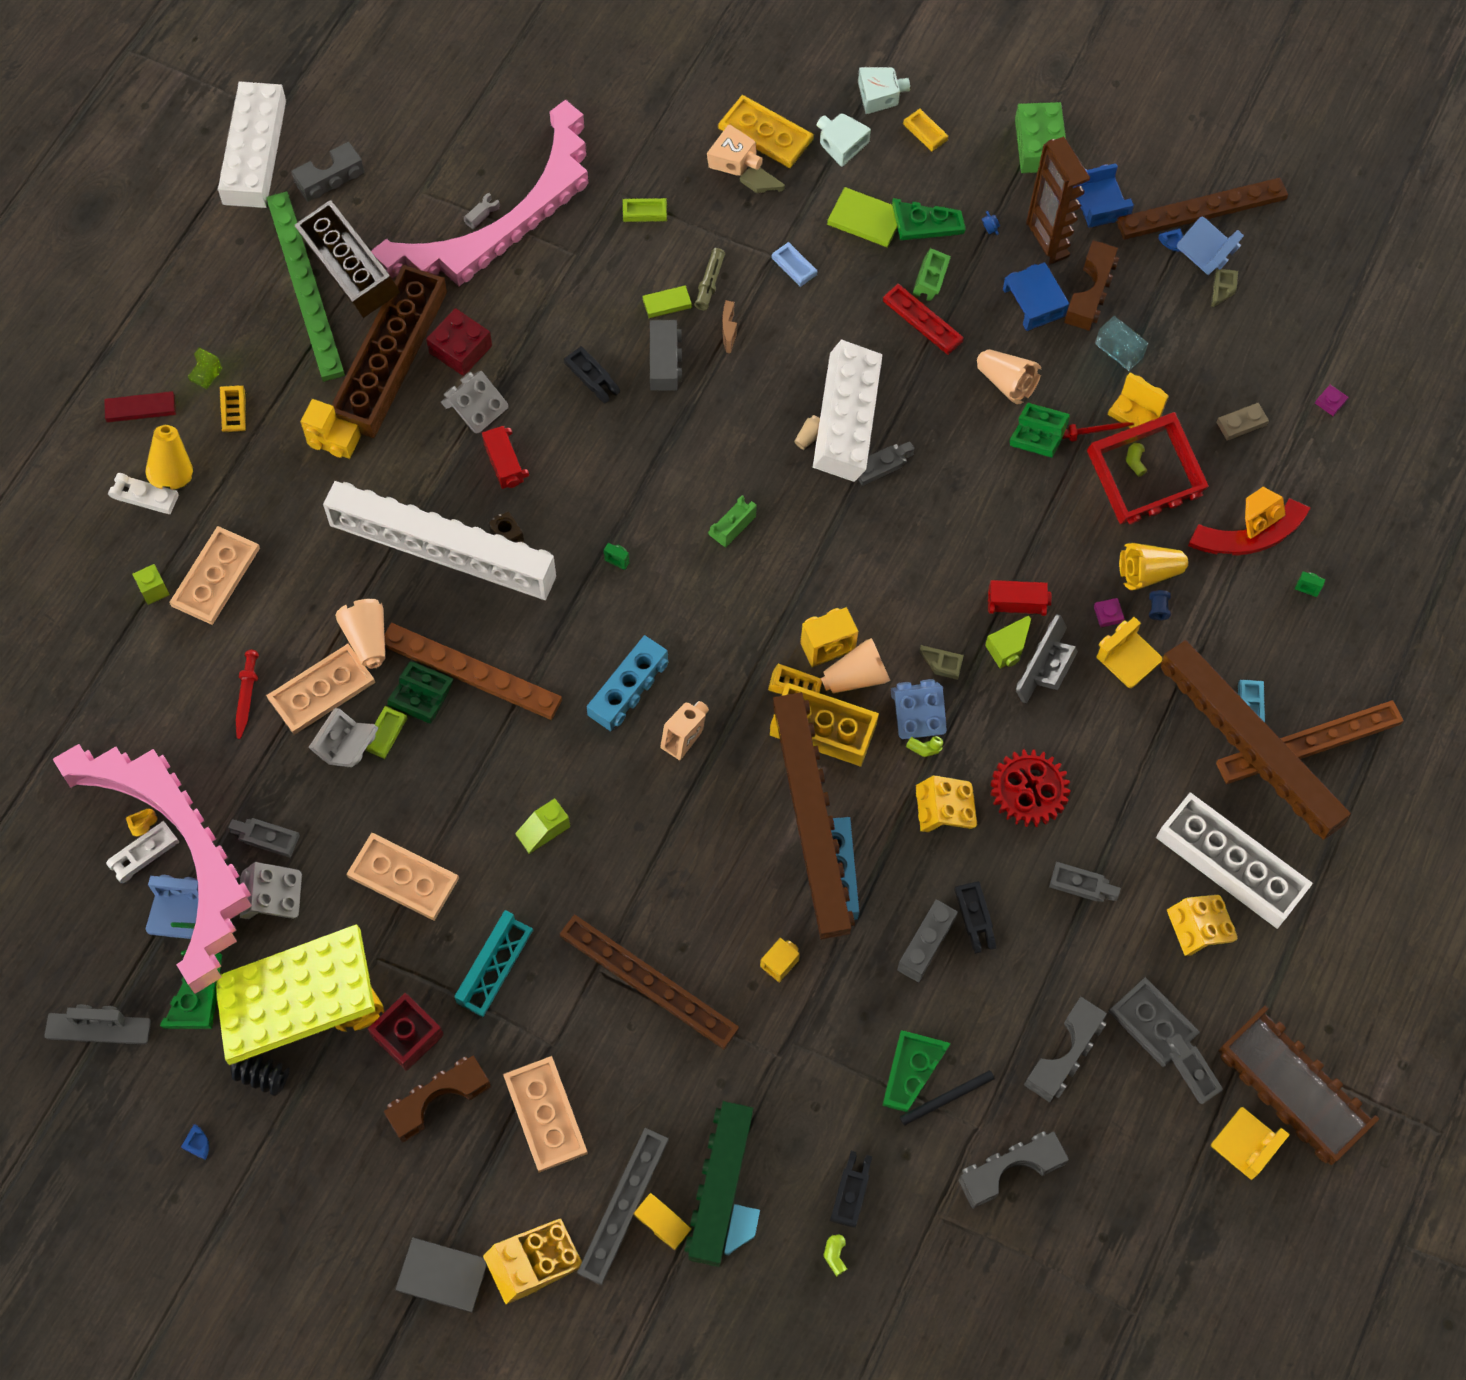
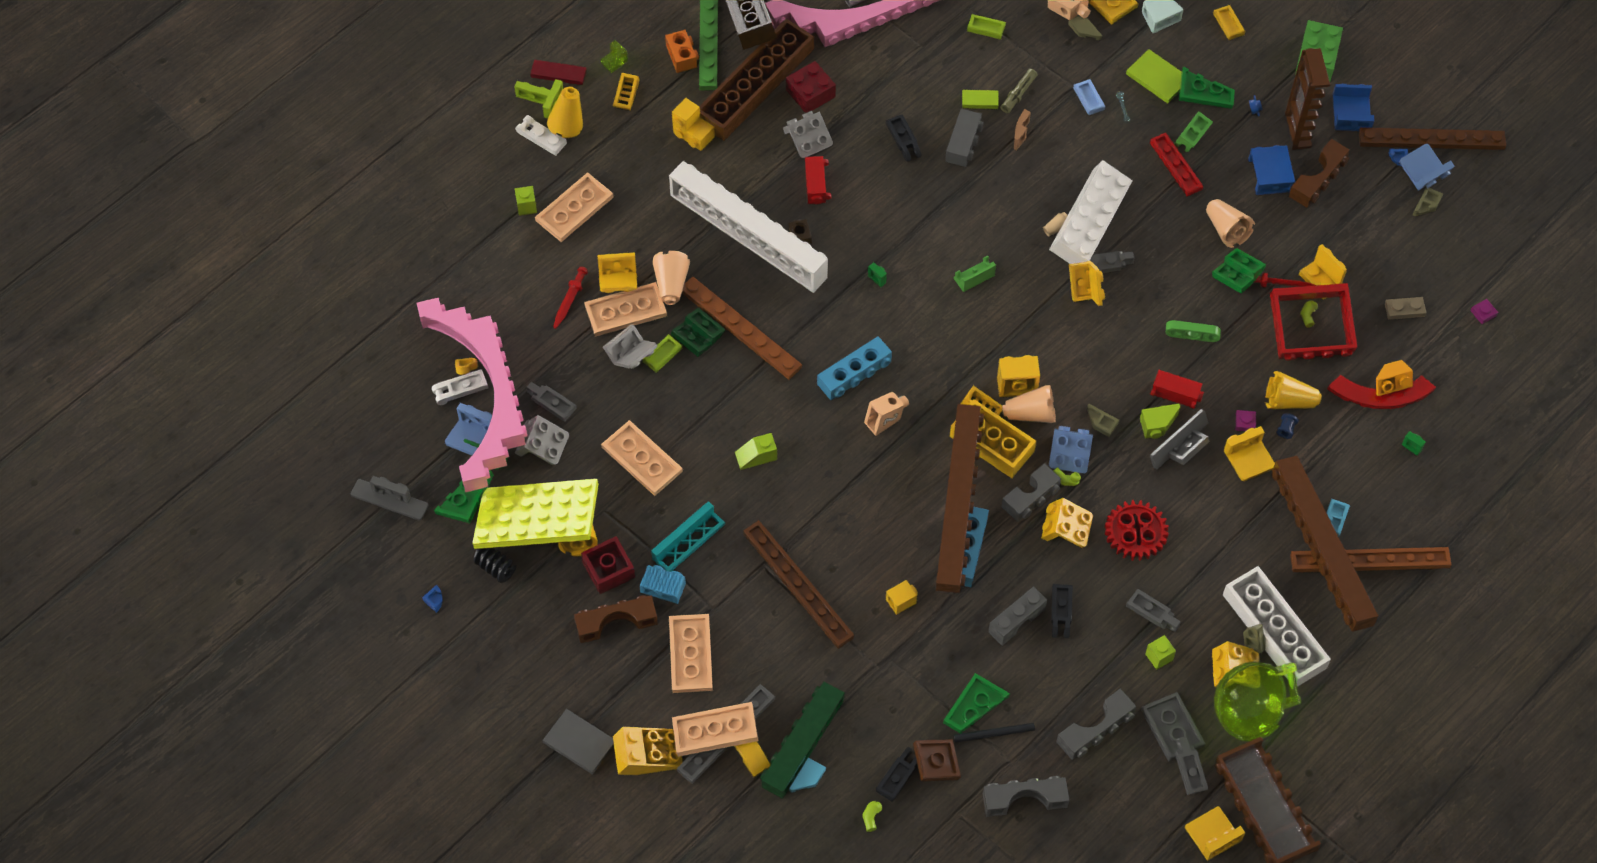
camera: 20 degrees right, 5 degrees down
(126, 442) = (540, 94): none -> lime bracket
(283, 340) = (681, 51): none -> orange brick
(296, 646) = (617, 272): none -> yellow bracket
(481, 1034) = (663, 583): none -> dark azure brick
(609, 1207) = (714, 729): none -> light nougat plate
(829, 253) = (1119, 95): none -> clear light blue hinge
(871, 496) = (1086, 282): none -> yellow bracket
(882, 796) = (1021, 504): none -> dark grey arch
(891, 1157) = (937, 760): none -> reddish brown tile
(1012, 519) = (1193, 331): none -> bright green beam
(1110, 934) = (1160, 652): none -> lime brick
(1121, 343) = (1327, 222): clear light blue brick -> none
(1214, 882) = (1255, 638): none -> olive tile
(1241, 961) = (1253, 698): none -> clear neon green windscreen

